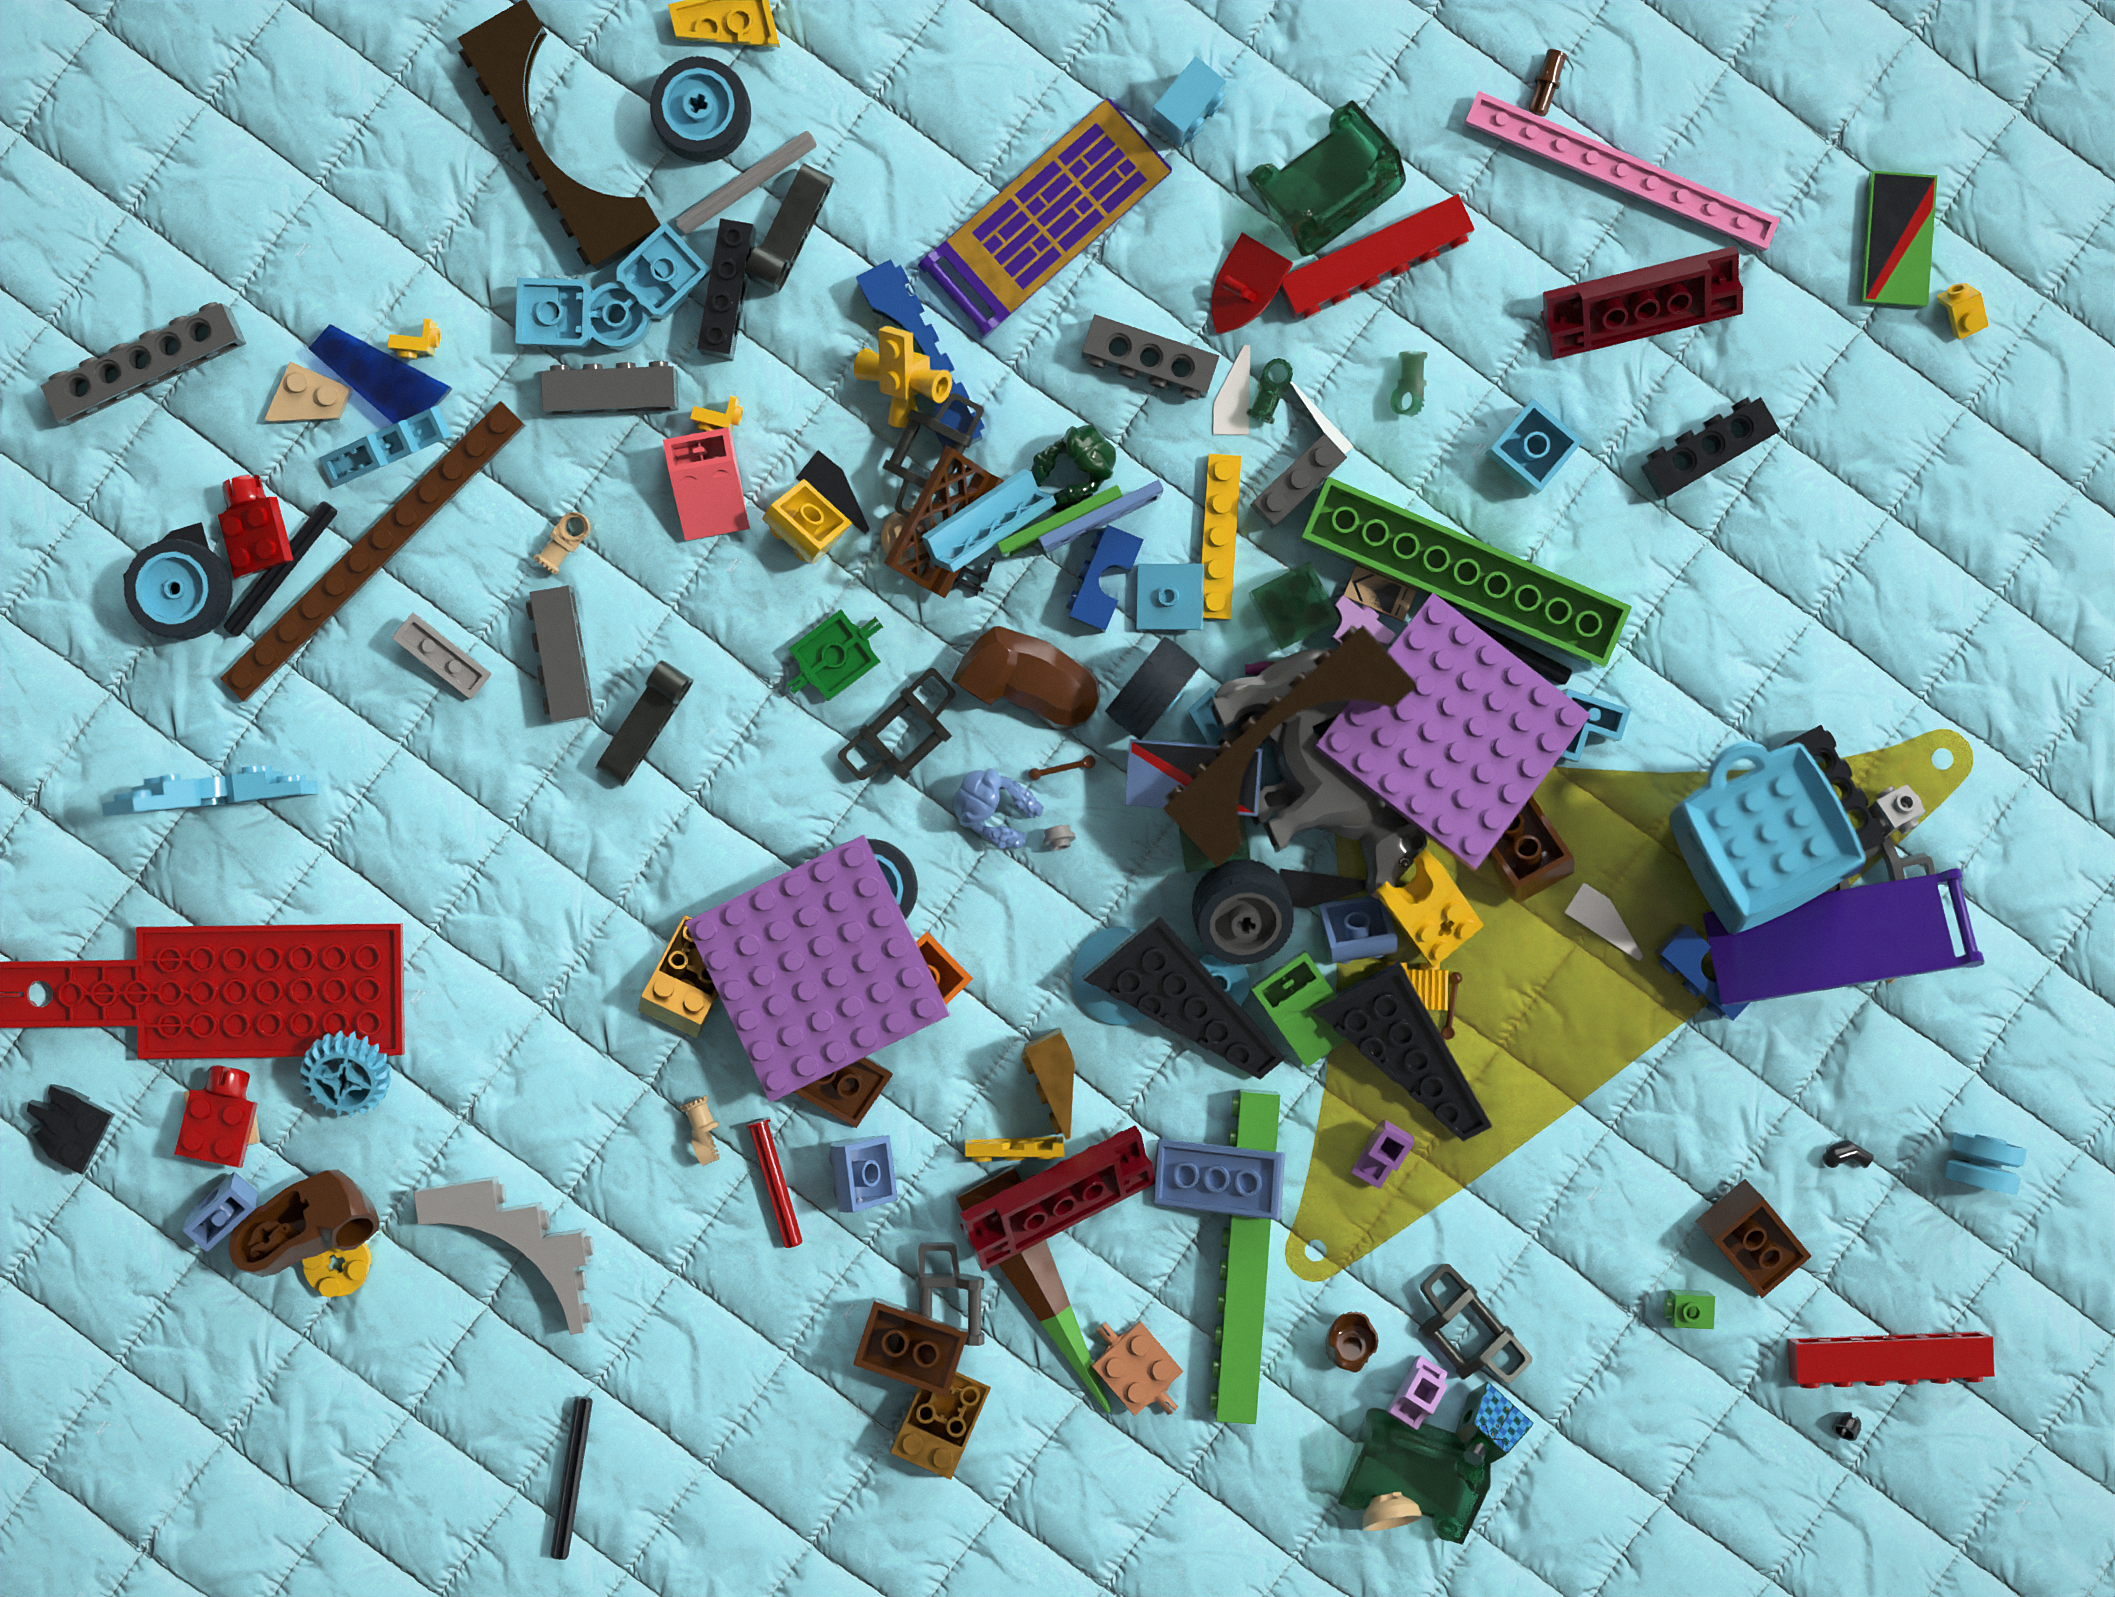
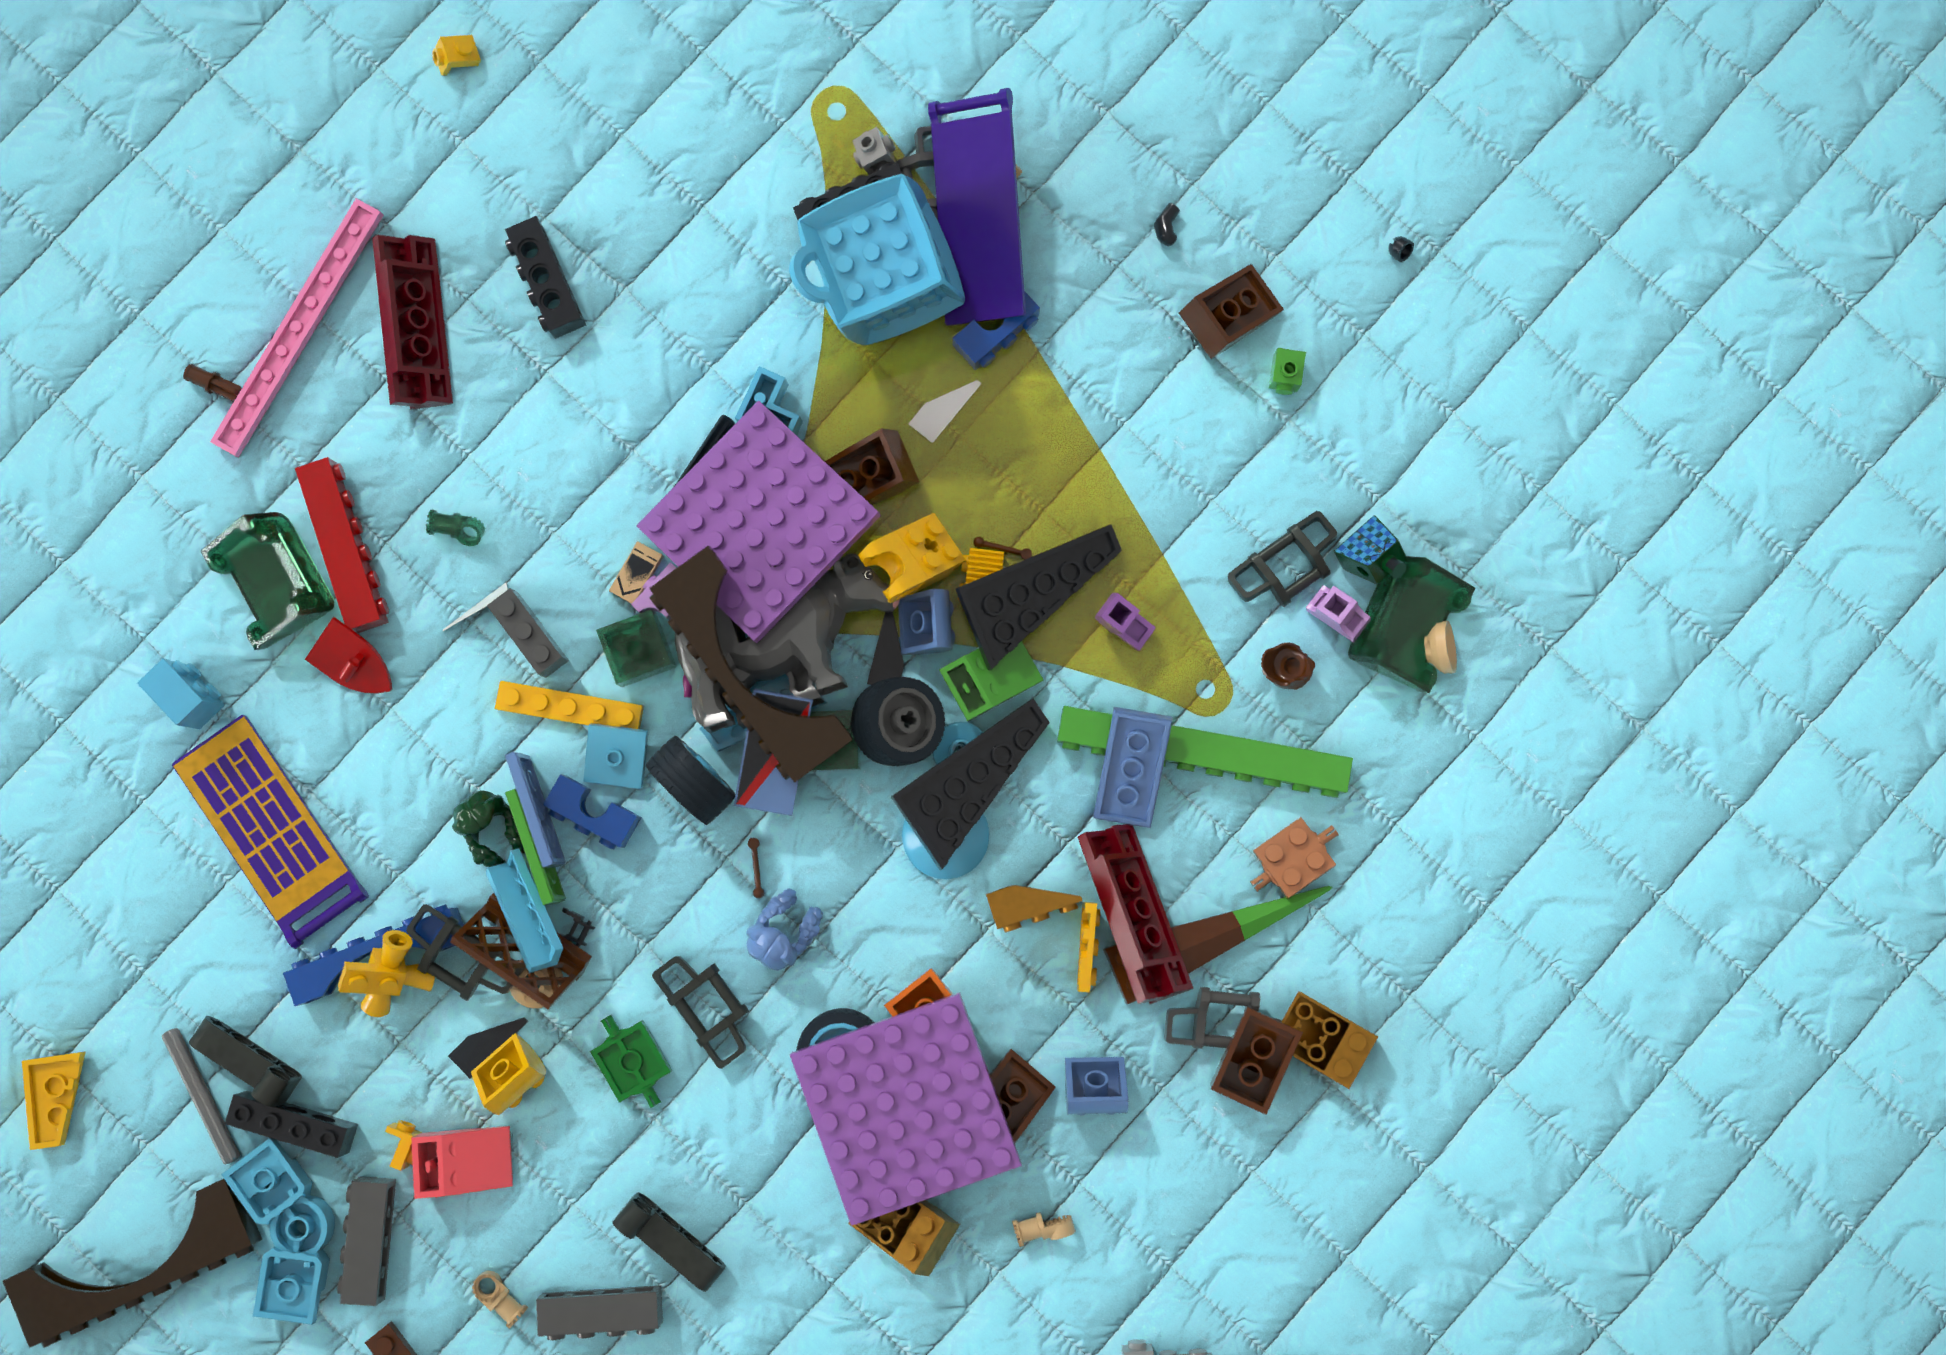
camera: 80 degrees left, 5 degrees down
(698, 84) = (126, 1130): wheel -> none
(775, 1182) = (1097, 1166): red axle -> none
(1030, 677) = (670, 889): reddish brown piece -> none
(1058, 837) = (816, 877): light grey plate -> none
(1106, 331) = (400, 733): dark grey brick -> none
(1233, 399) = (453, 683): white sticker -> none
(1270, 392) = (448, 649): clear green connector -> none
(1465, 573) = (623, 495): bright green brick -> none
(1533, 447) = (523, 426): medium azure brick -> none
(1891, 1357) = (1345, 205): red brick -> none
(1898, 239) = (388, 102): tile -> none
(1985, 1162) = (1183, 107): medium azure wheel -> none

